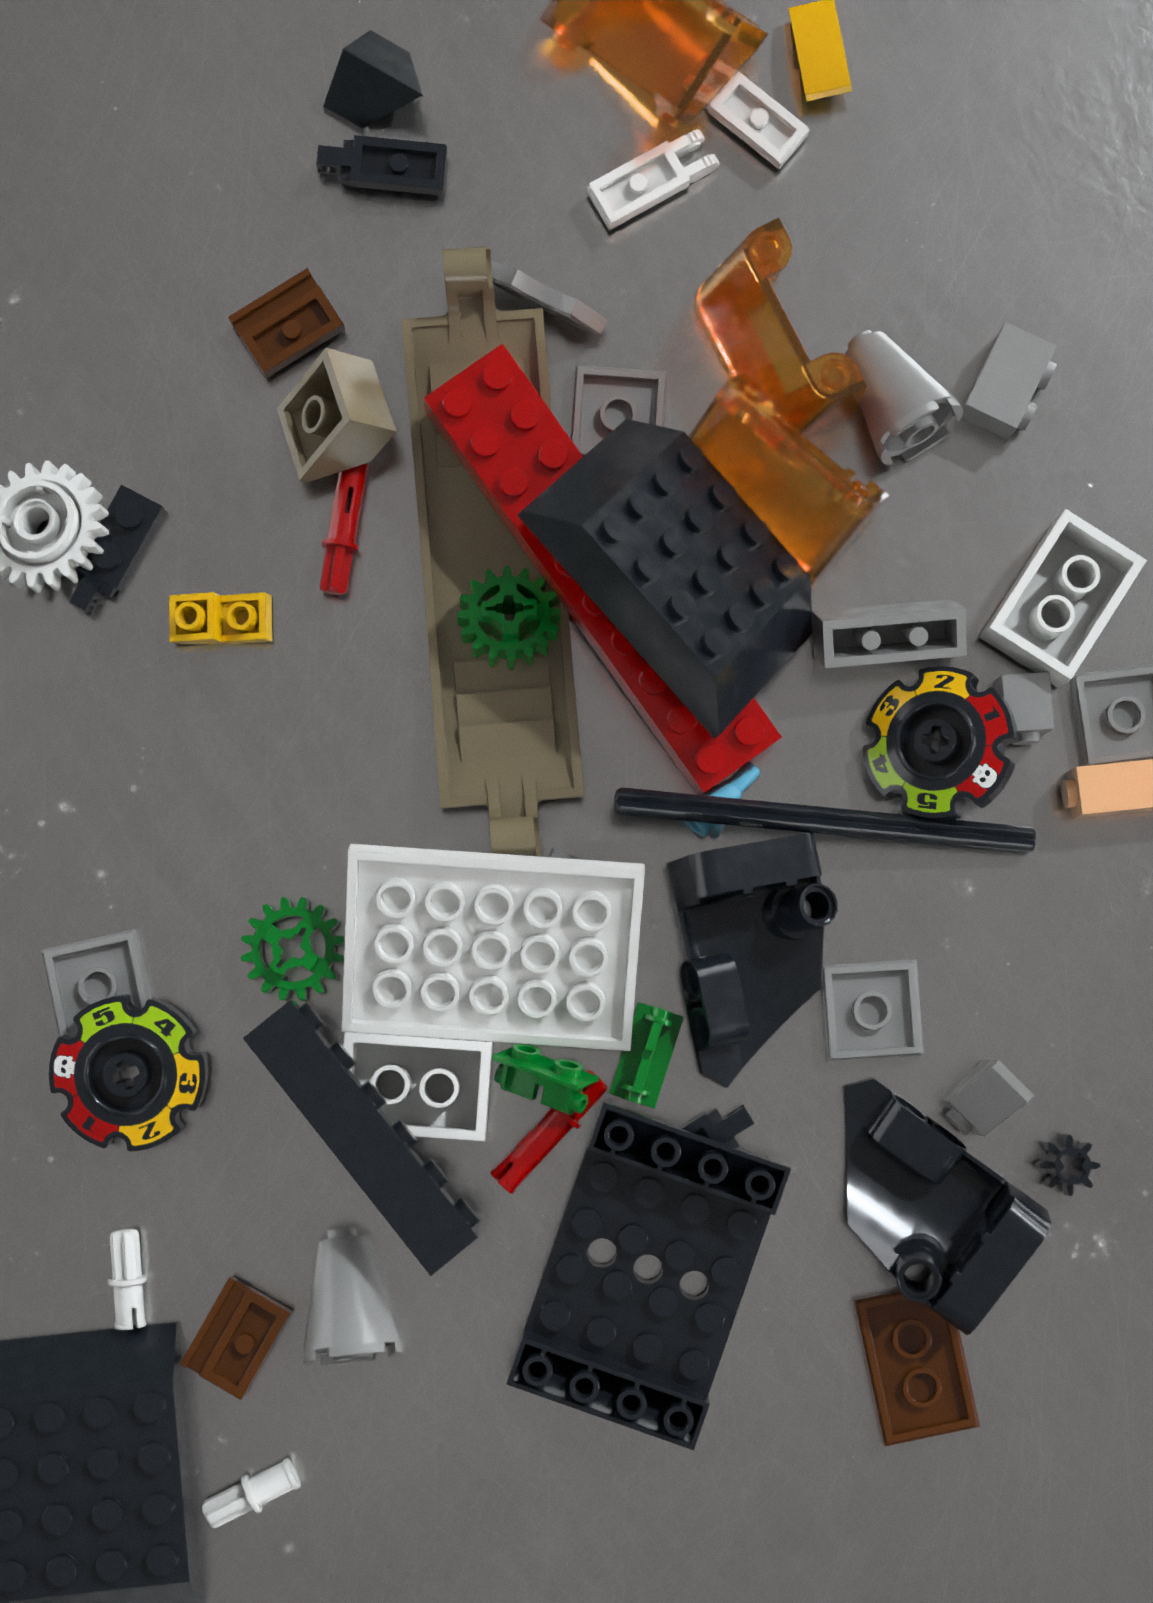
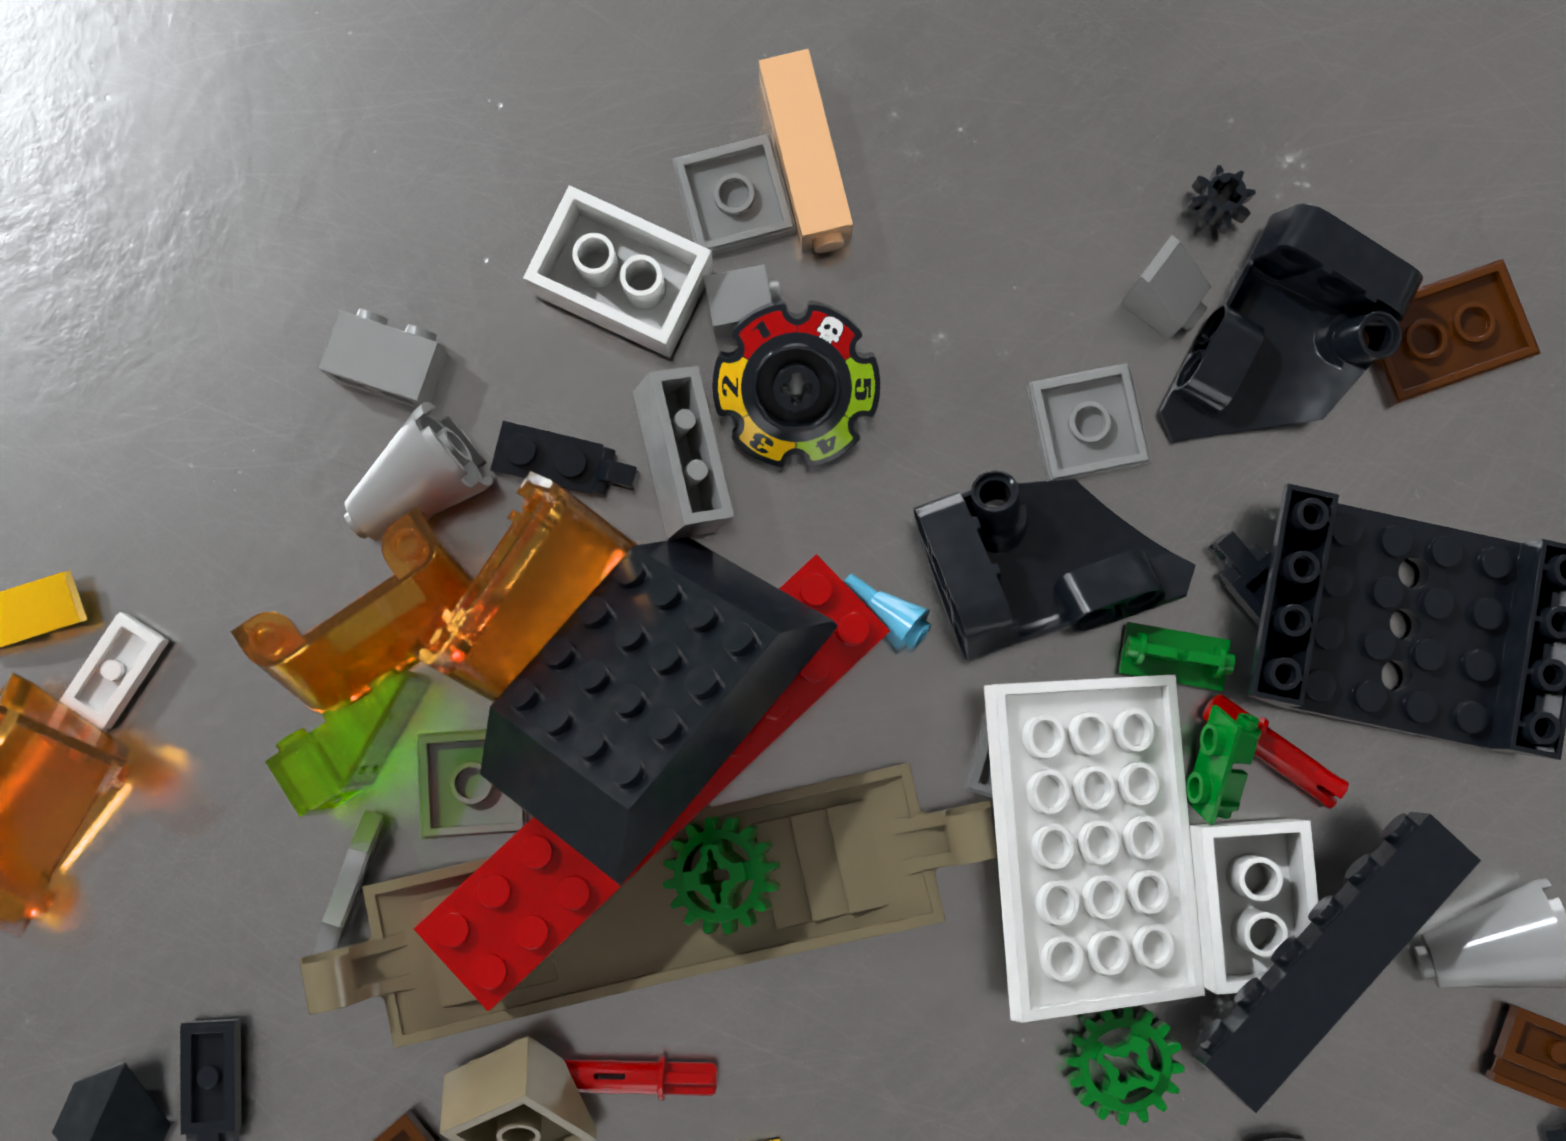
camera: 90 degrees left, 0 degrees up
(649, 179) = (196, 785): white hinge -> none
(664, 312) = (350, 748): none -> clear neon green slope
(823, 820) = (899, 504): black axle -> none
(896, 526) = (566, 460): none -> black hinge

